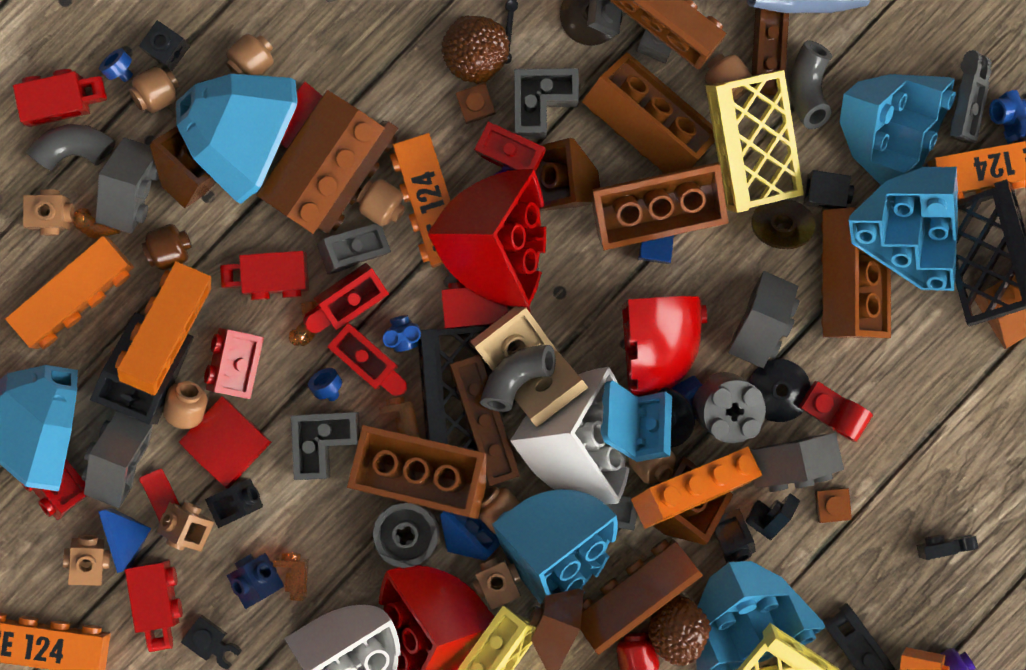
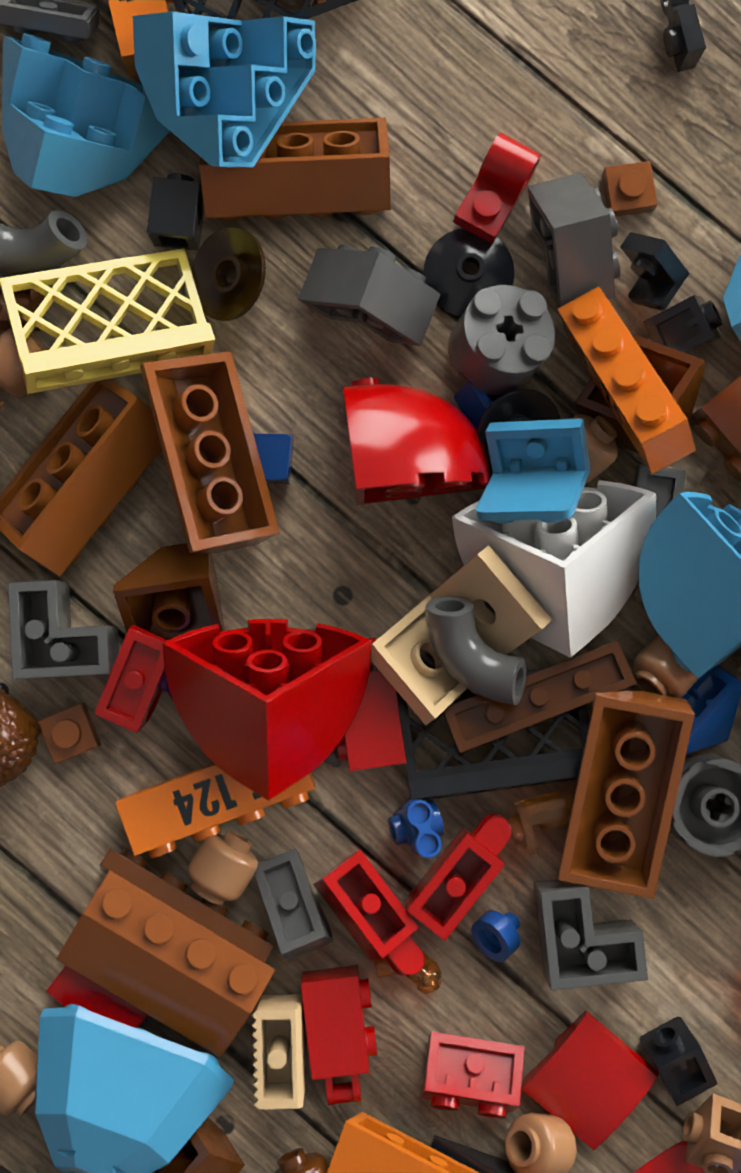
camera: 95 degrees left, 0 degrees up
(258, 234) = (279, 1052): none -> tan brick

